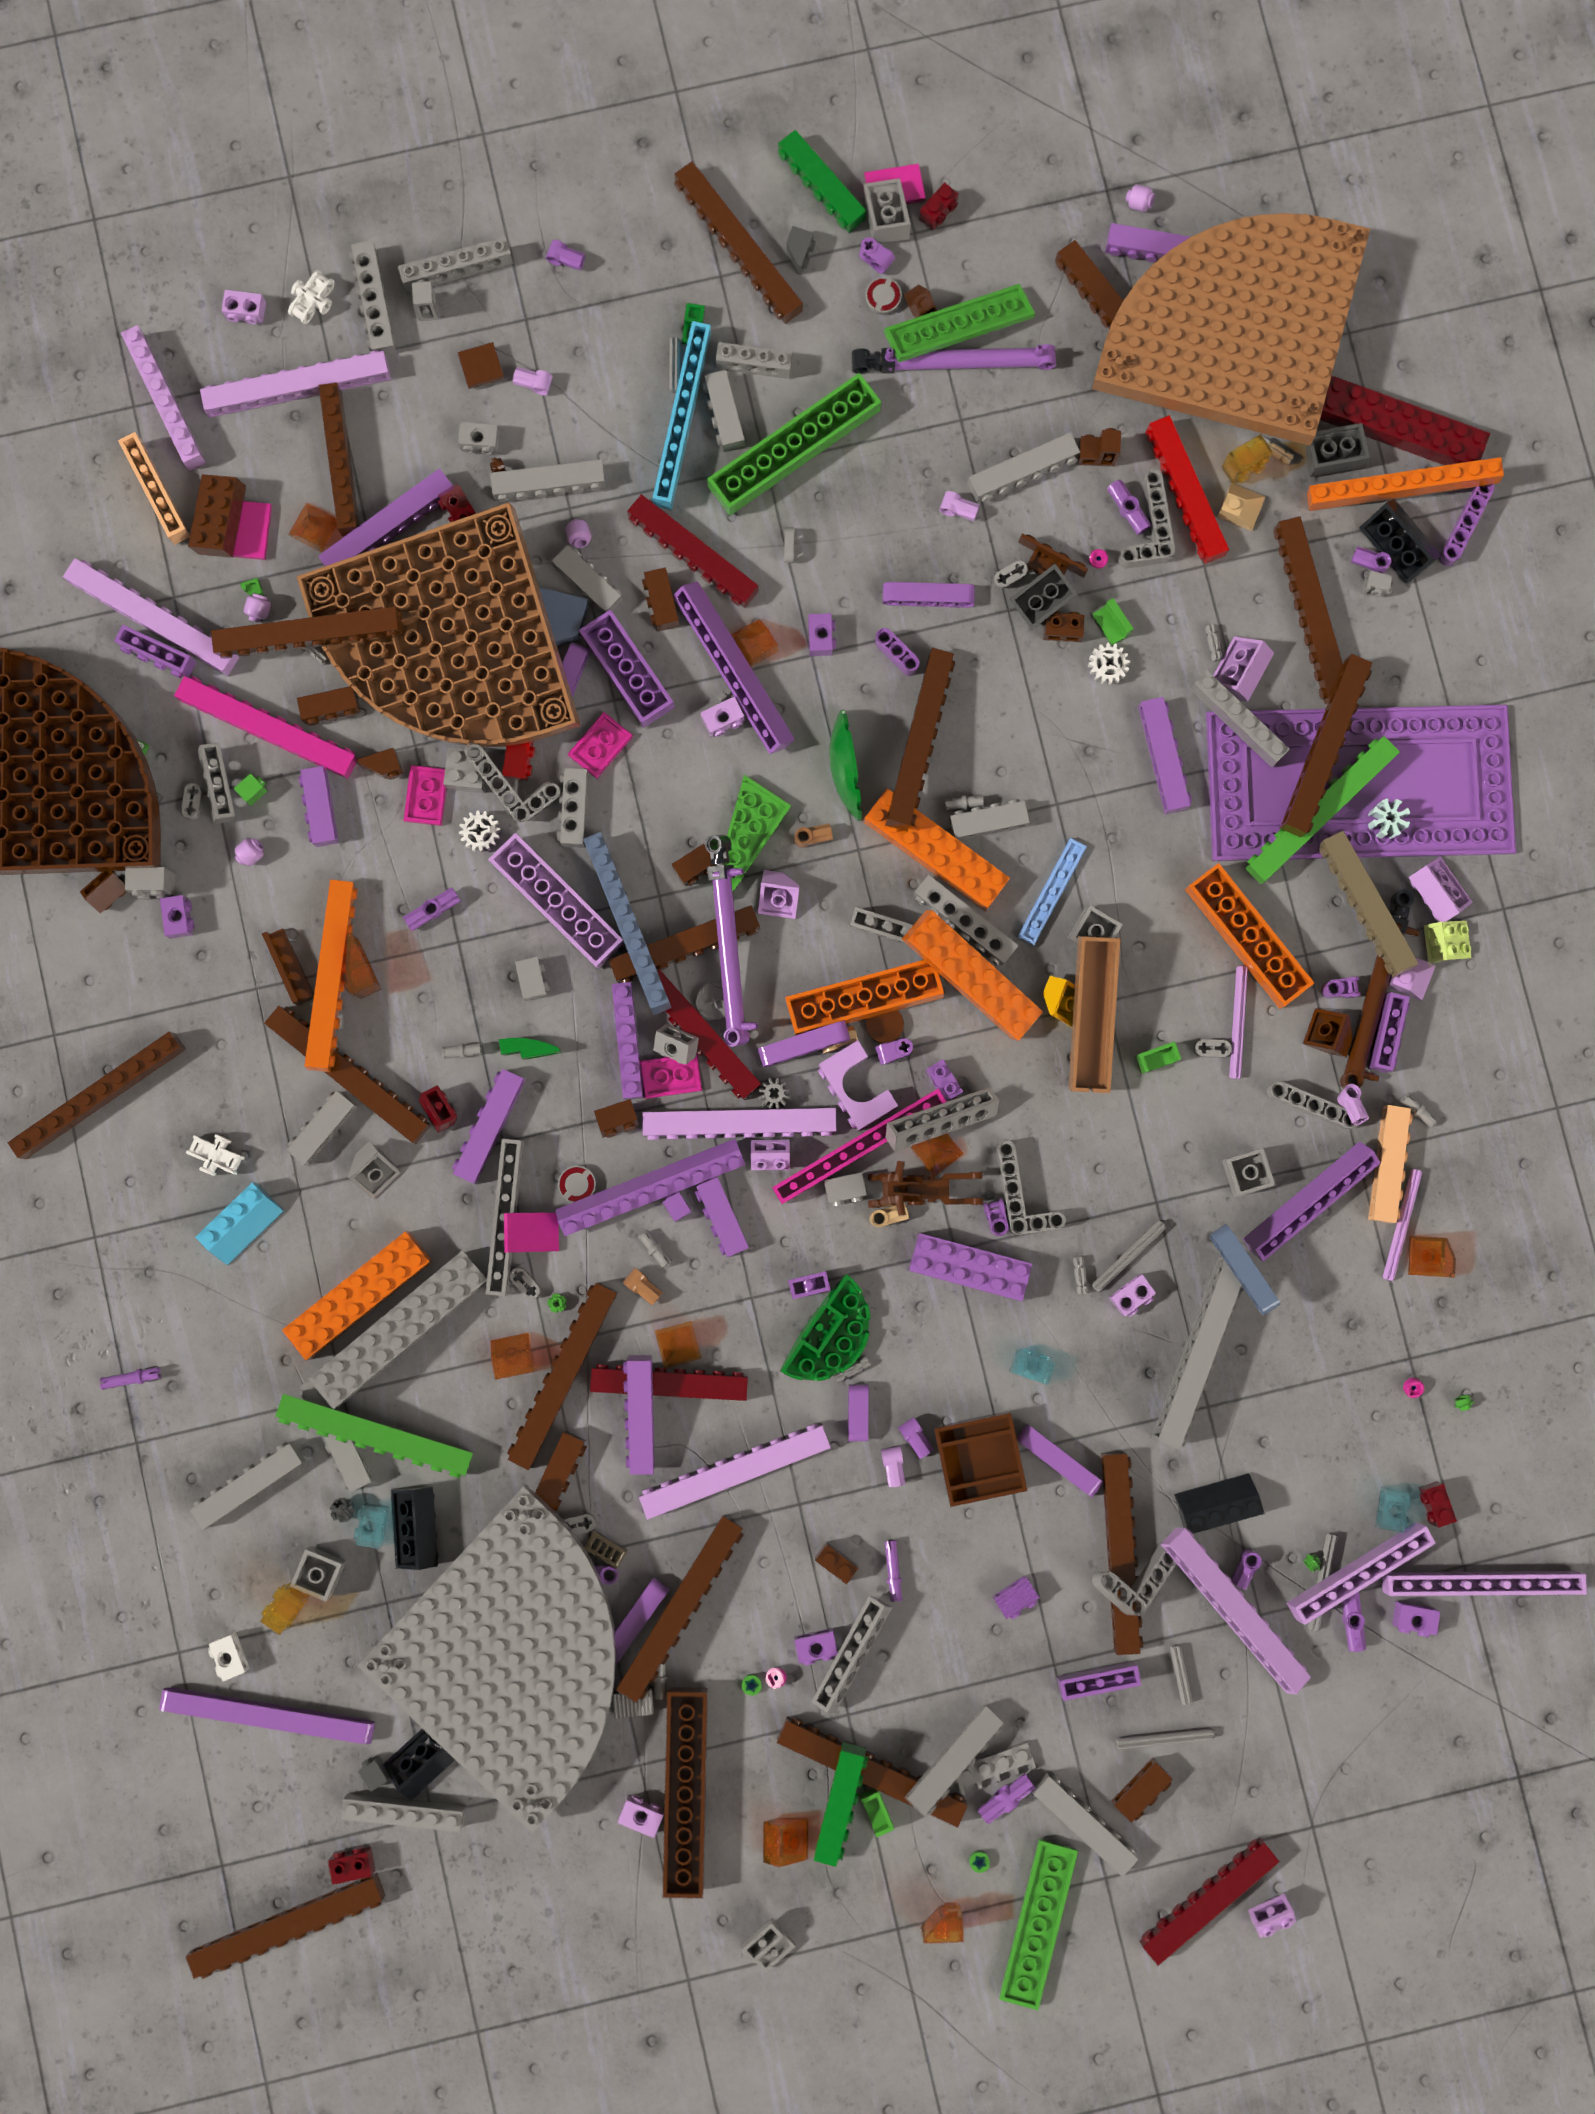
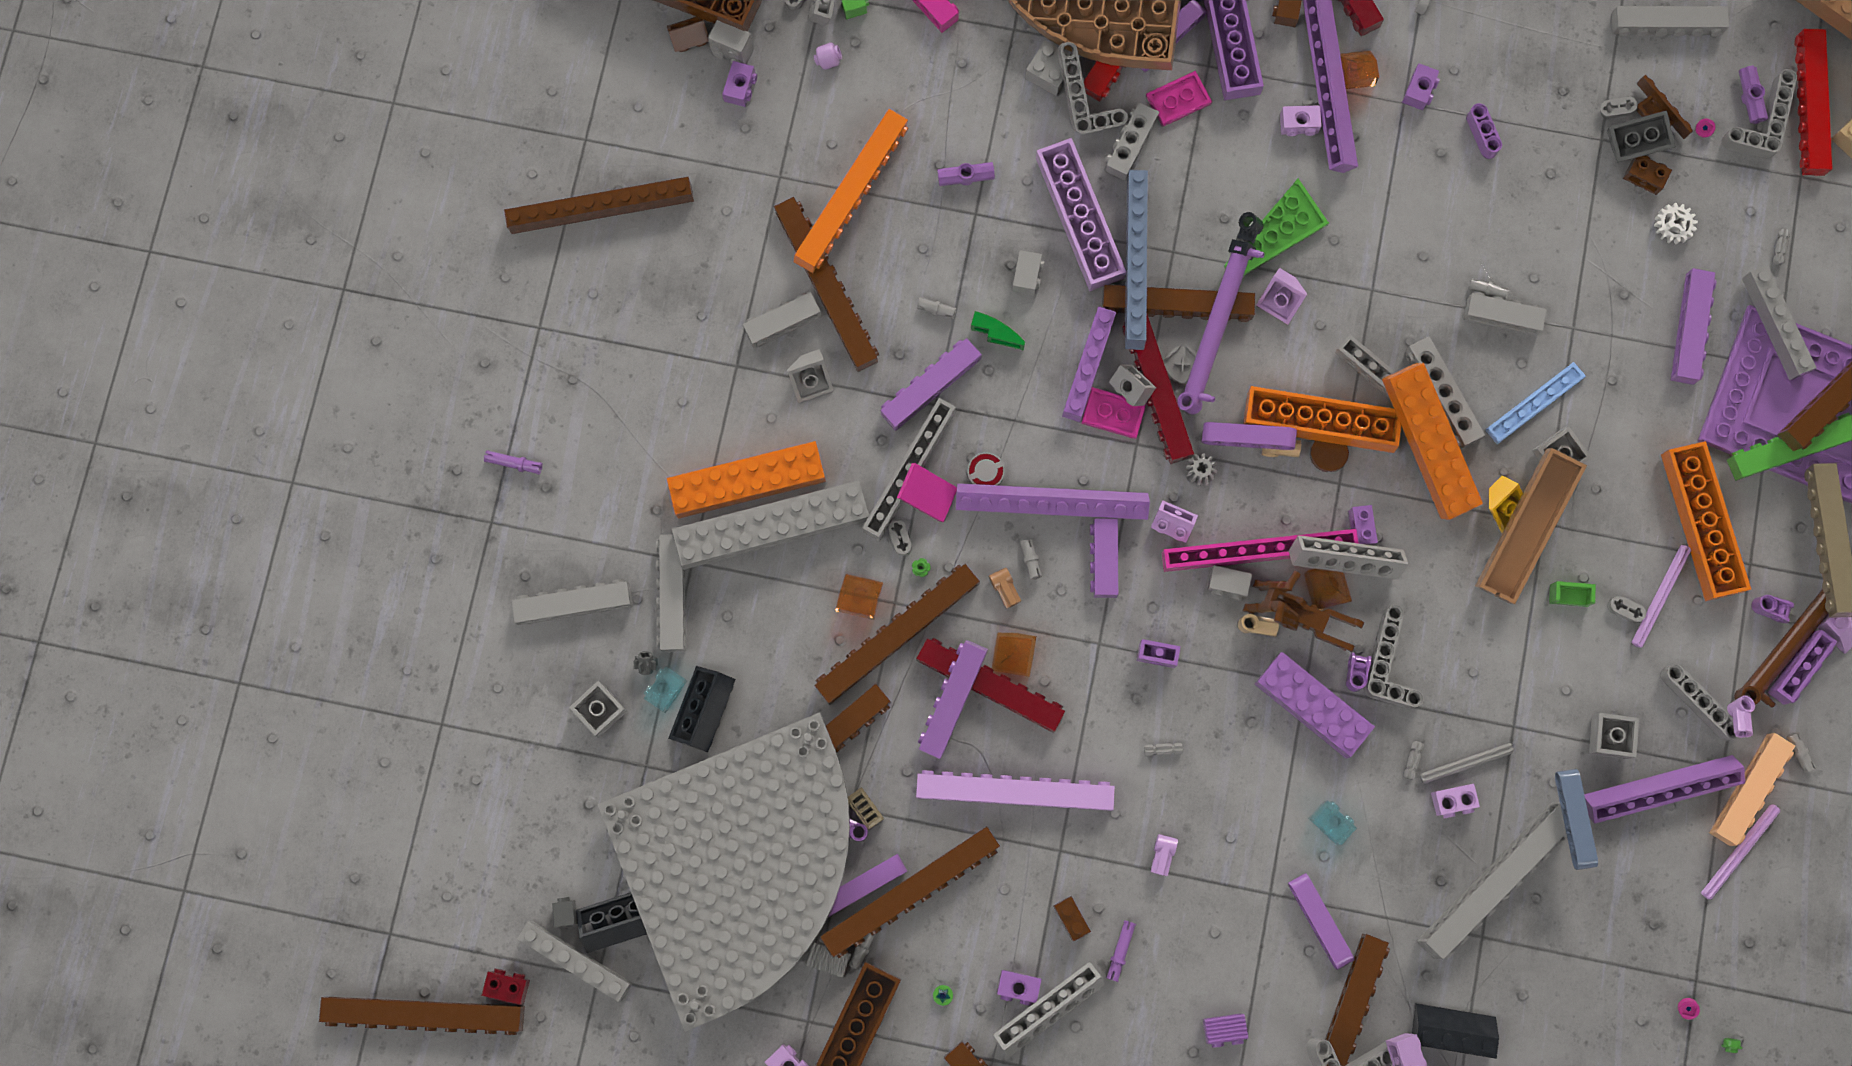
camera: 30 degrees right, 5 degrees down
(215, 1155) = (677, 302): white axle -> none
(231, 1645) = (488, 758): white brick -> none
(239, 1223) = (671, 370): medium azure slope -> none
(267, 1715) = (494, 816): medium lavender beam -> none
(284, 1608) = (555, 725): clear yellow brick -> none
(288, 966) = (817, 169): reddish brown fence -> none
(319, 806) = (907, 44): medium lavender brick -> none
(359, 973) = (876, 206): clear orange slope -> none
(373, 1434) = (705, 608): bright green brick -> none
(384, 764) = (978, 31): reddish brown slope -> none
(425, 796) = (1003, 76): dark pink tile -> none
(437, 1108) = (892, 348): dark red brick -> none
(472, 831) = (1045, 129): white gear -> none
(578, 1519) = (854, 770): light grey beam -> none
(616, 1118) = (1048, 427): reddish brown brick -> none
(676, 1206) = (1068, 529): medium lavender brick -> none
(693, 865) = (1216, 237): reddish brown brick -> none
(739, 1122) = (1158, 481): lavender brick -> none
(776, 1677) = (968, 998): tile -> none
(815, 835) = (1339, 257): medium nougat piece -> none
(832, 1335) = (1160, 709): green brick -> none
(844, 766) = (1393, 209): green brick -> none
(858, 1412) = (1152, 791): medium lavender beam -> none
(860, 1113) = (1272, 521): lavender arch -> none
(890, 1051) = (1325, 479): medium lavender piece -> none
(913, 1434) = (1194, 833): medium lavender piece -> none
(919, 740) = (1473, 213): reddish brown brick -> none
(928, 594) = (1534, 93): medium lavender beam -> none
(941, 854) = (1445, 319): orange brick -> none
(955, 505) = (1592, 26): lavender piece -> none
(980, 1459) = (1249, 884): reddish brown slope -> none
(1100, 450) = (1749, 34): reddish brown brick -> none
(1113, 622) = (1695, 189): bright green panel -> none
(1243, 666) = (1803, 278): lavender slope -> none
(1329, 1032) = (1745, 643): reddish brown slope -> none
(1431, 1257) = (1757, 894): clear orange slope -> none

